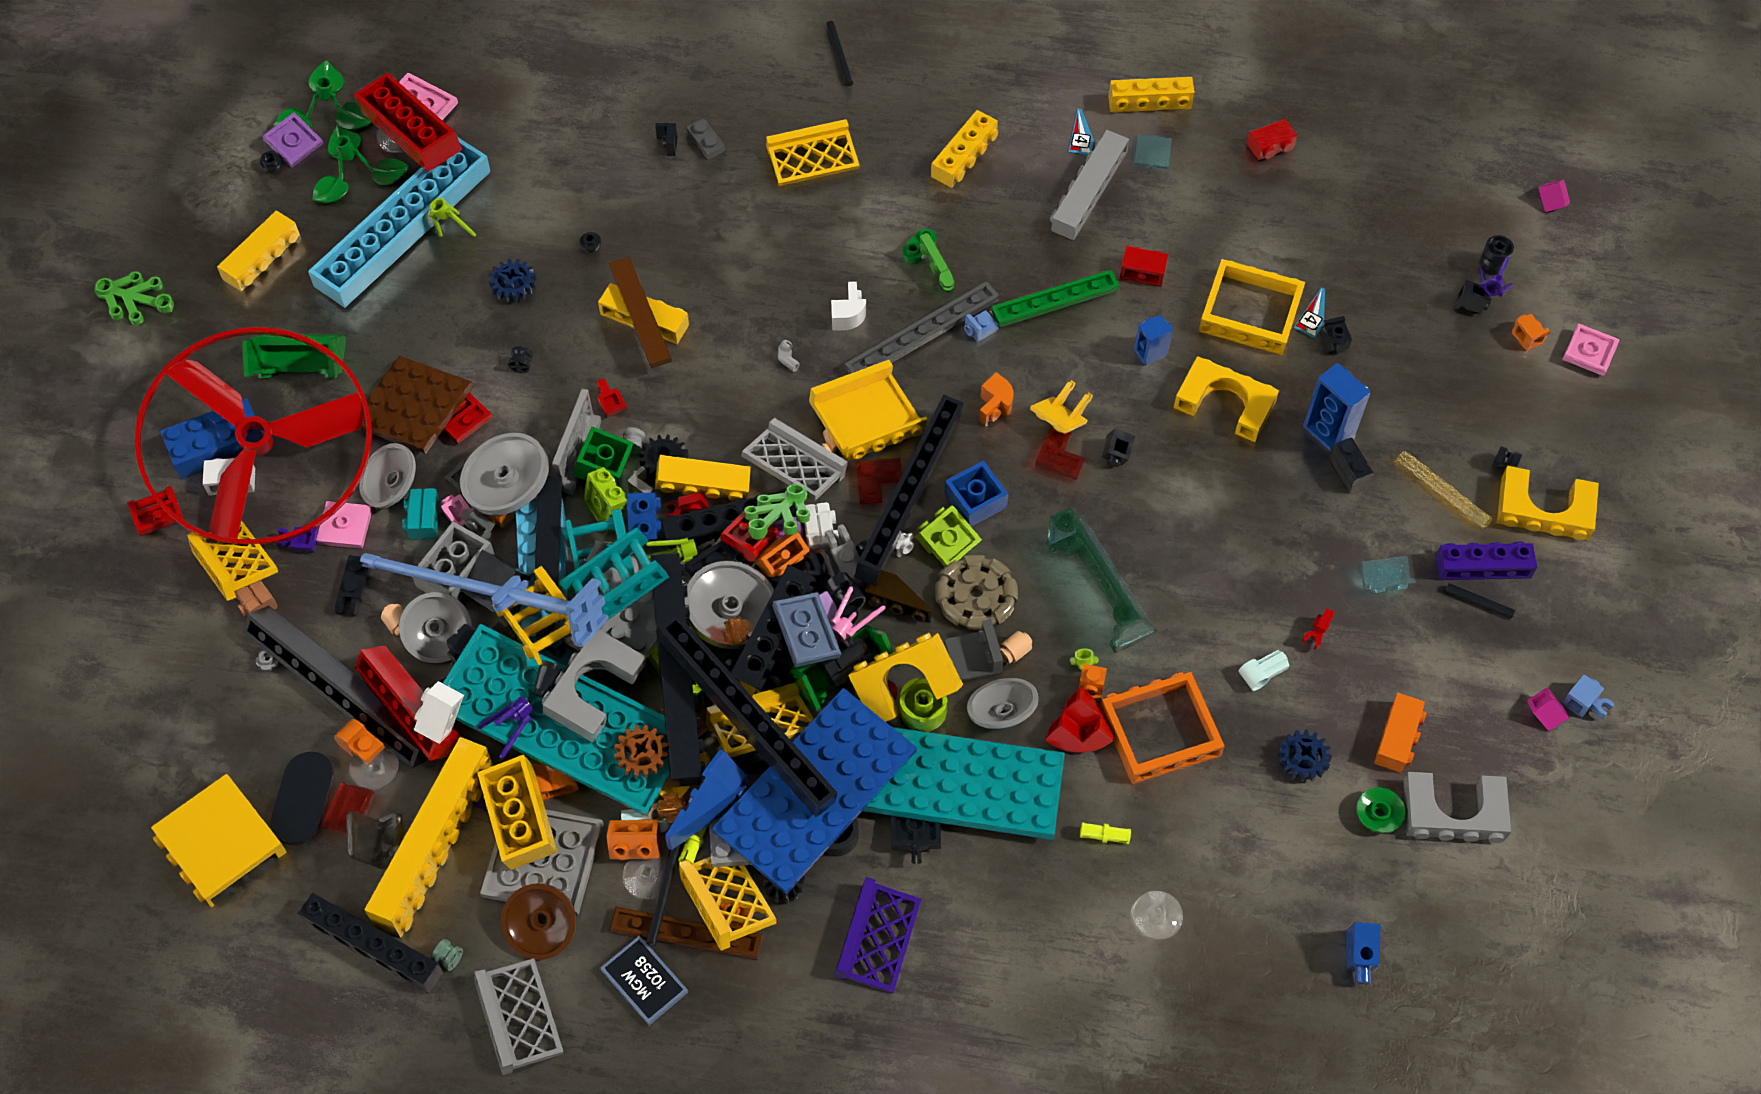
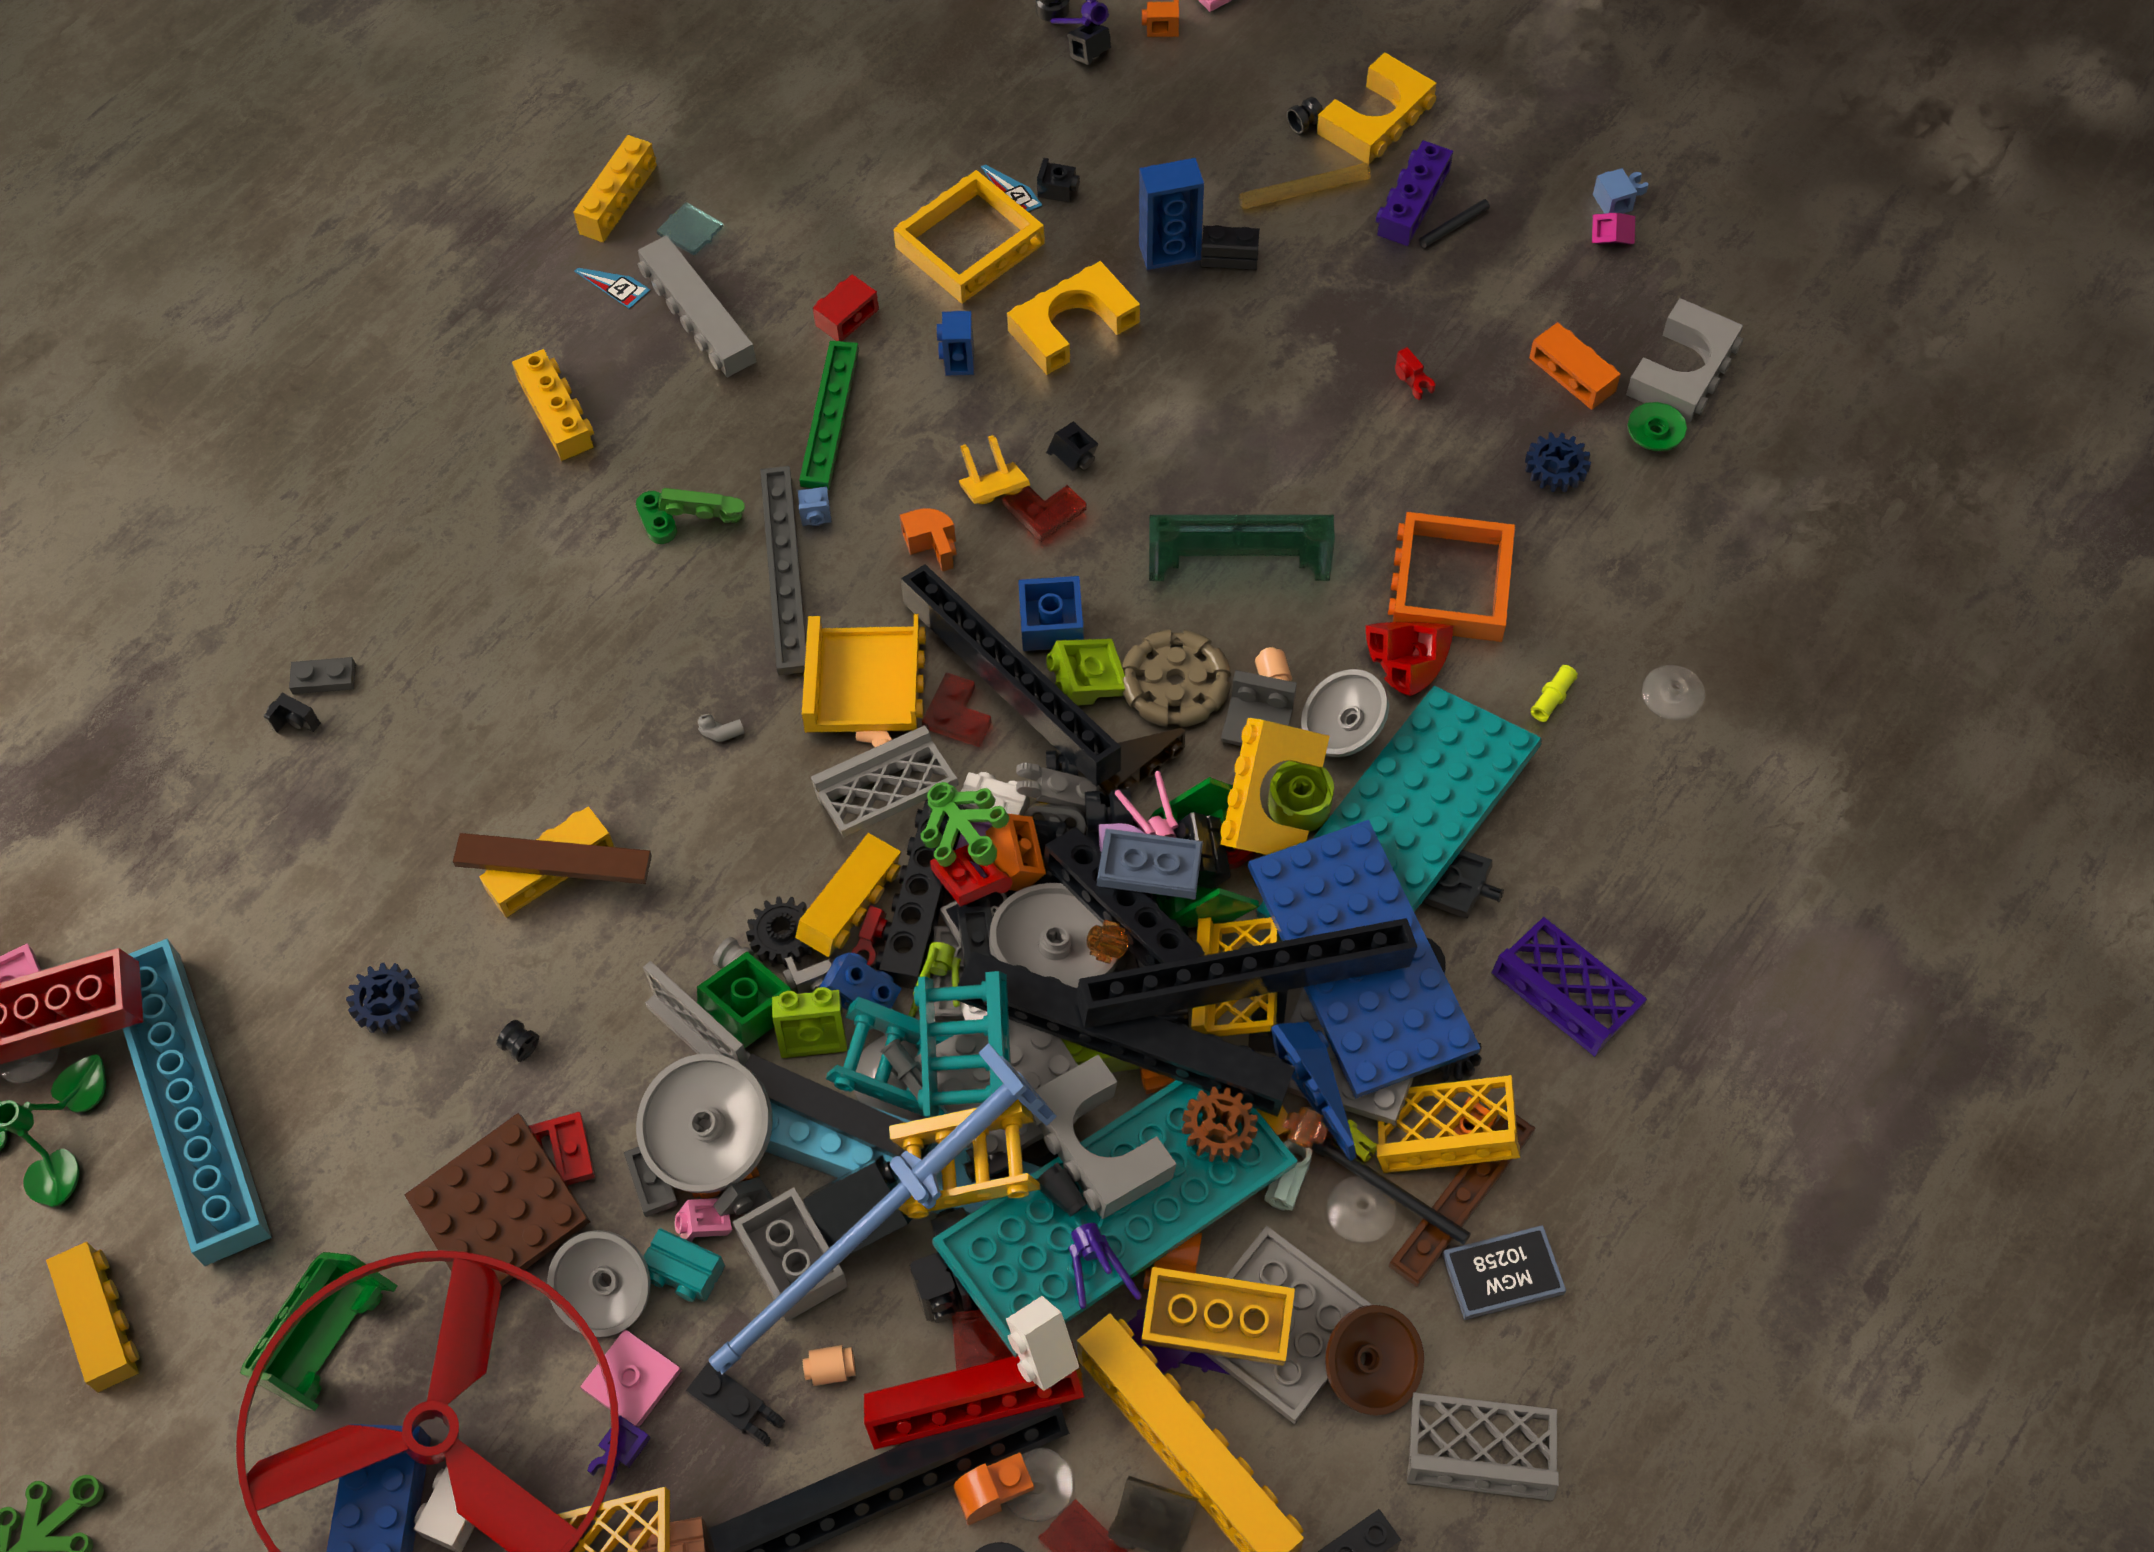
camera: 60 degrees left, 0 degrees up
(416, 621) = (890, 1309): light grey dish -> none
(443, 210) = (220, 1031): lime plant -> none
(447, 954) = (1360, 1498): sand green wheel -> none
(590, 242) = (390, 885): black plate -> none
(610, 400) = (658, 952): red plate -> none
(634, 839) = (1316, 1196): orange brick -> none
(804, 138) = (411, 565): yellow fence -> none
(839, 53) = (304, 470): black bar -> none
(848, 313) = (702, 628): white brick -> none
(1084, 656) = (1326, 610): lime plate -> none
(1093, 680) = (1358, 612): orange brick -> none
(1260, 672) = (1433, 451): light aqua piece -> none
(1272, 139) = (760, 110): red brick -> none
(1364, 940) = (1812, 518): blue torso -> none
(1386, 572) = (1381, 284): clear light blue bracket -> none

